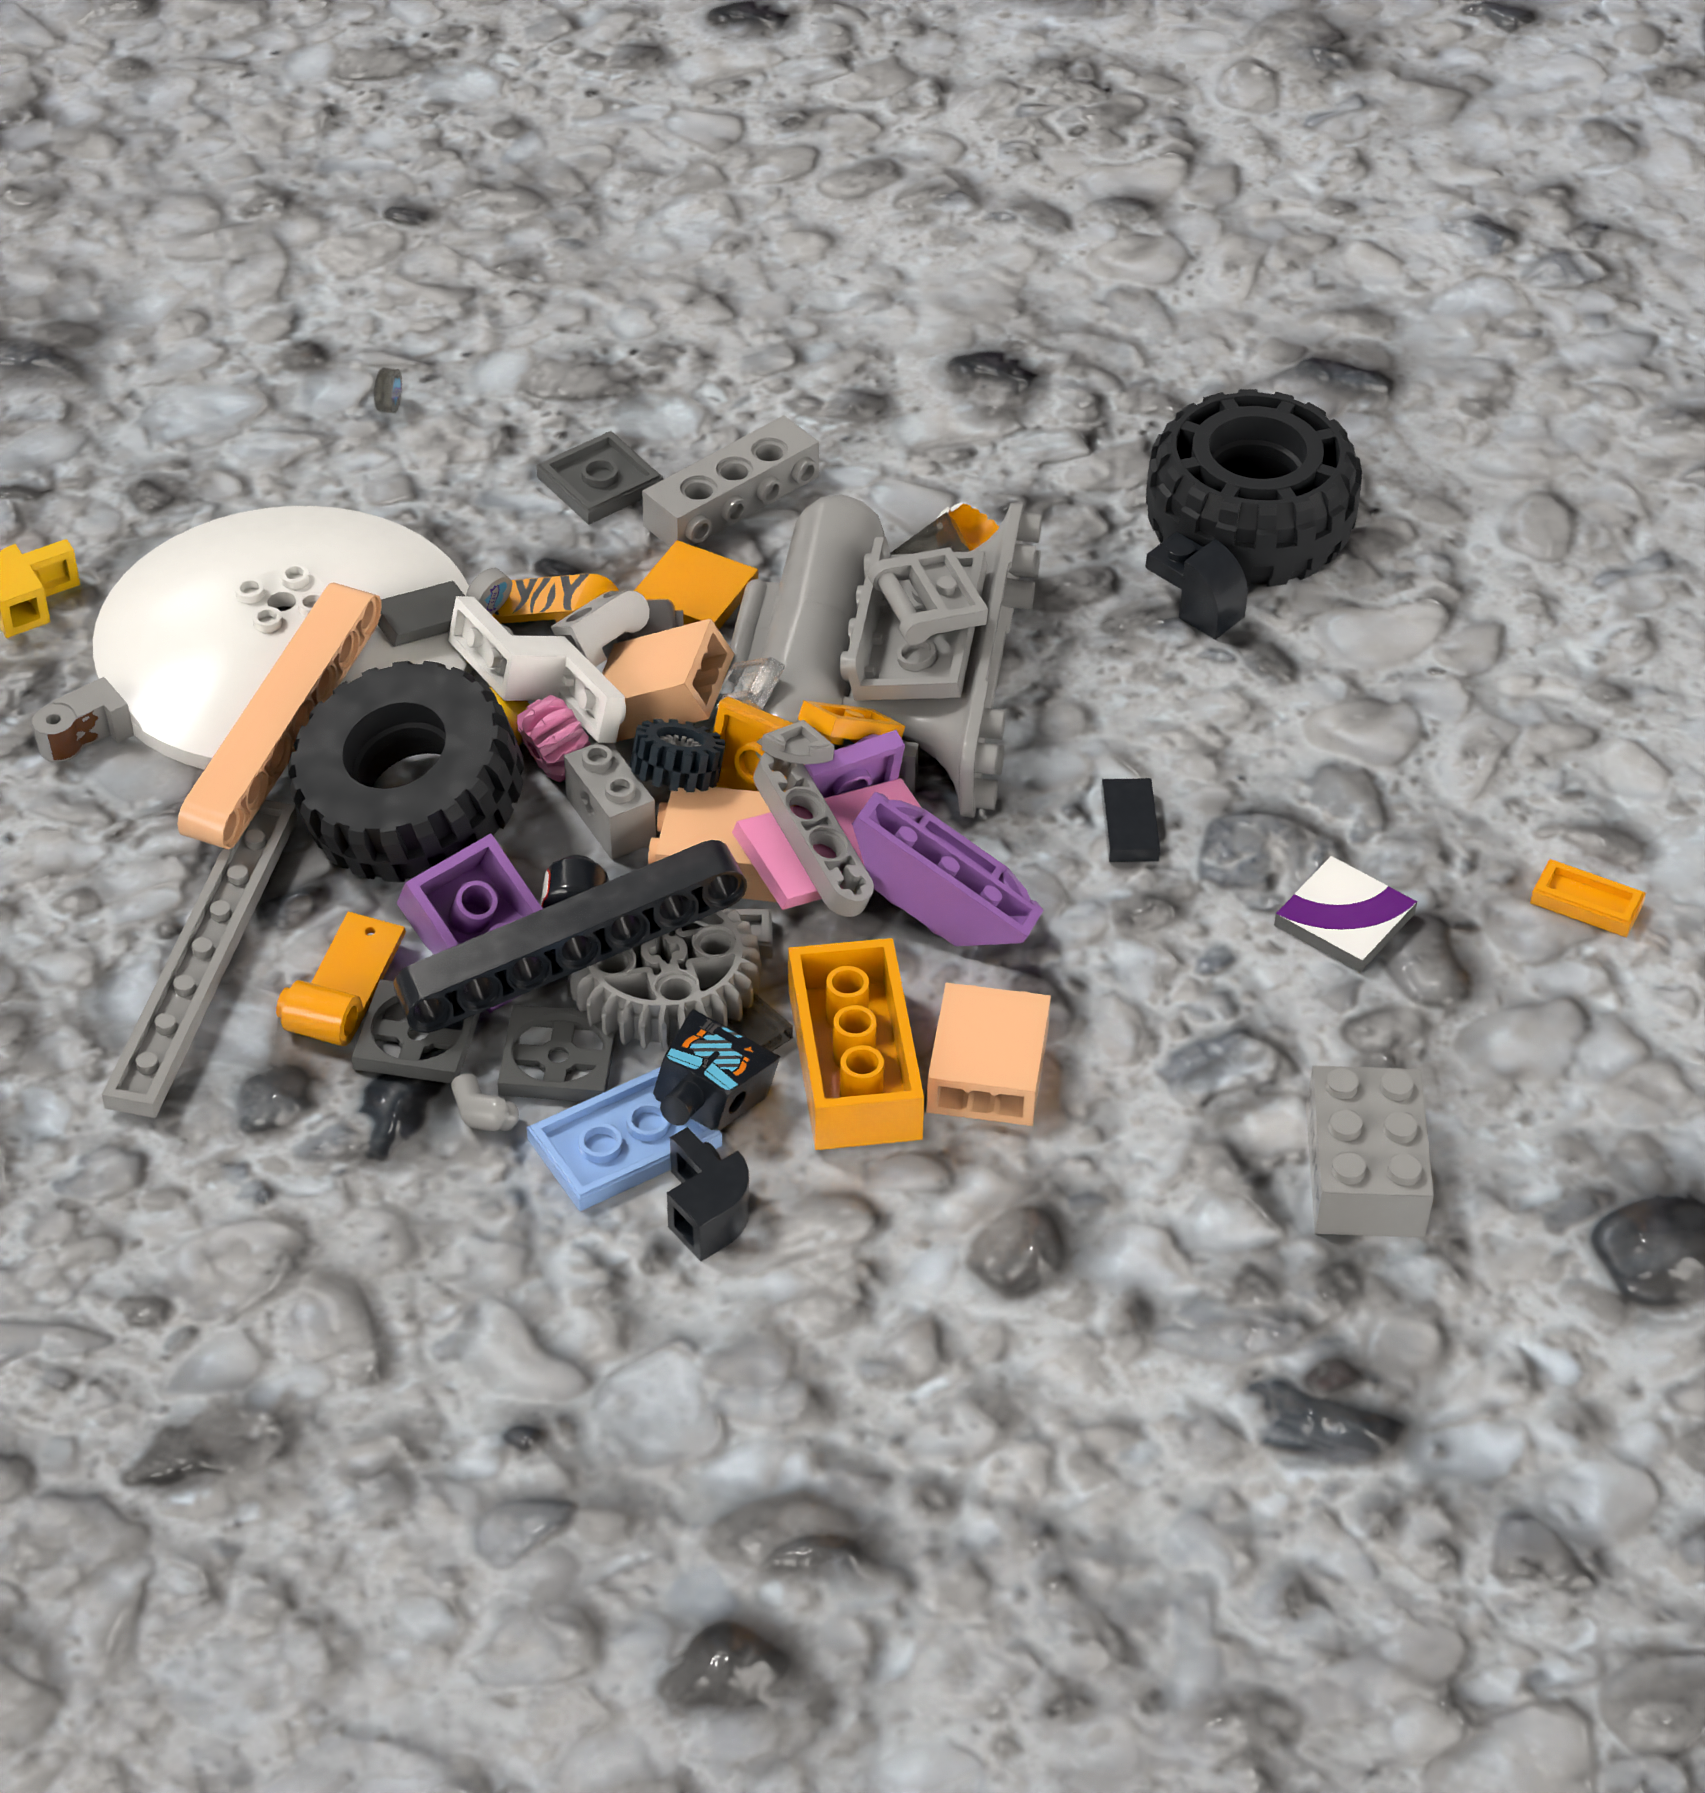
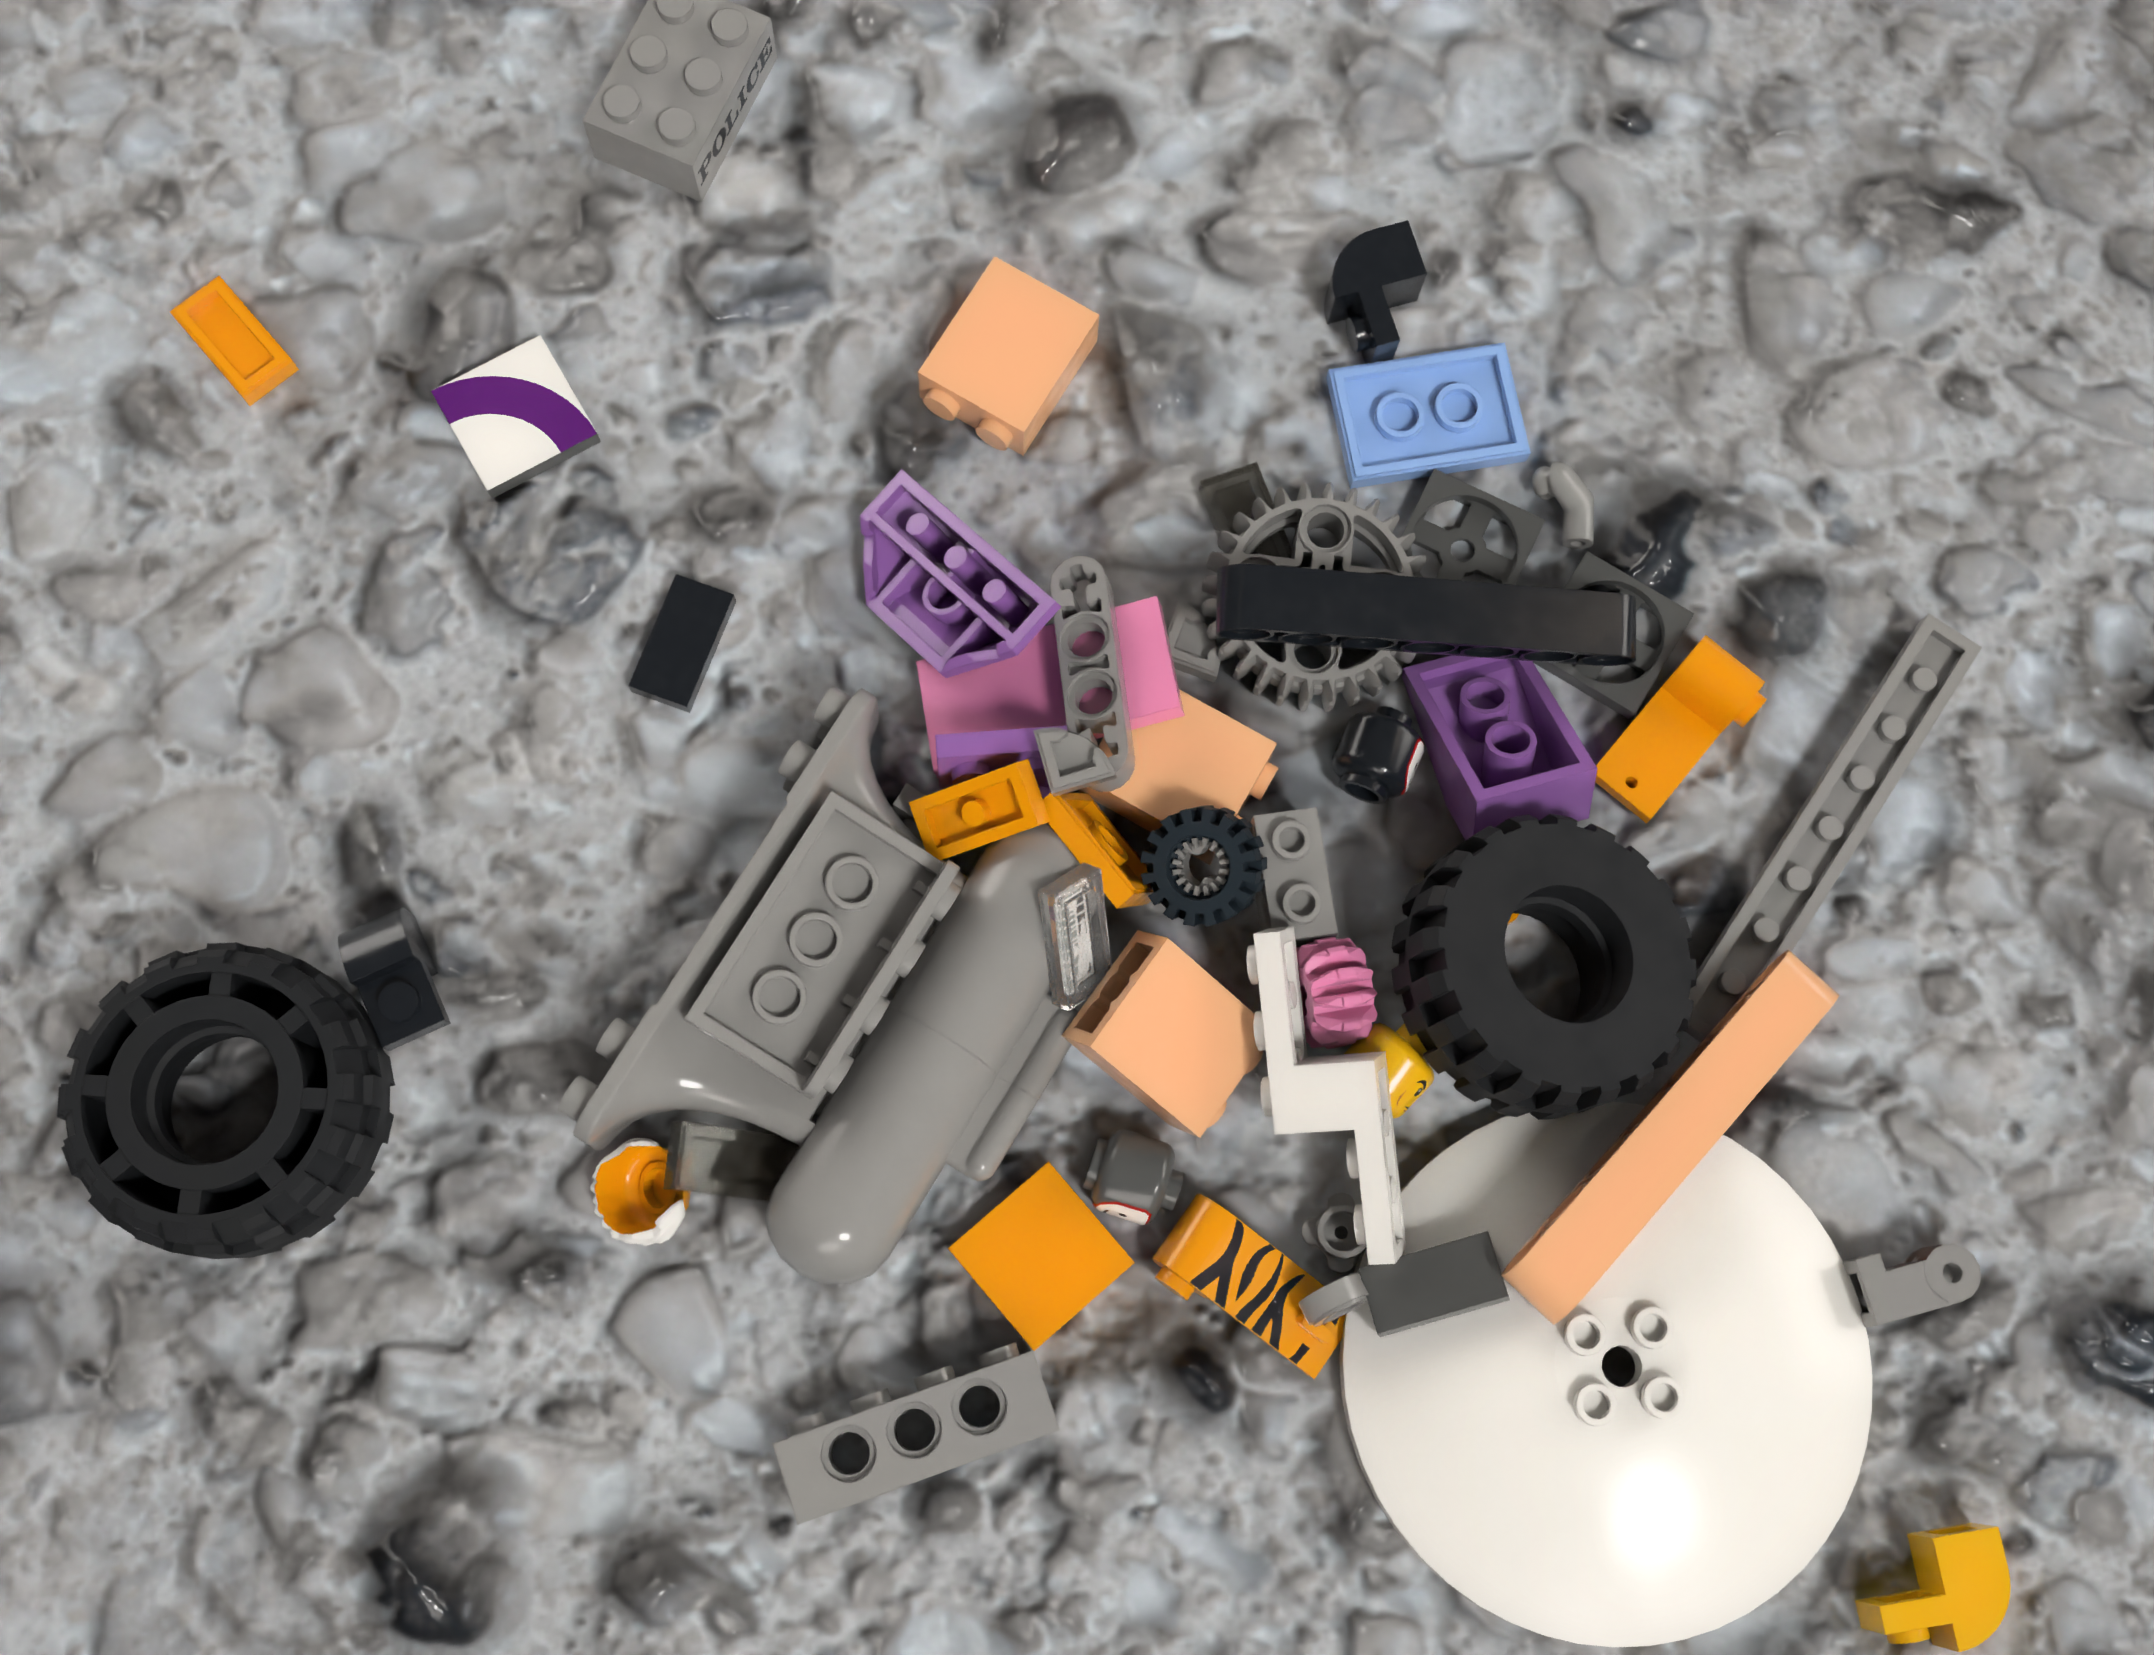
camera: 165 degrees left, 30 degrees up
(598, 477) = (1086, 1548): dark grey tile -> none
(603, 621) = (1216, 1147): light grey leg -> none
(712, 1074) = (1326, 414): black torso -> none
(855, 1044) = (1152, 402): light orange brick -> none
(941, 586) = (784, 931): light grey plate -> none

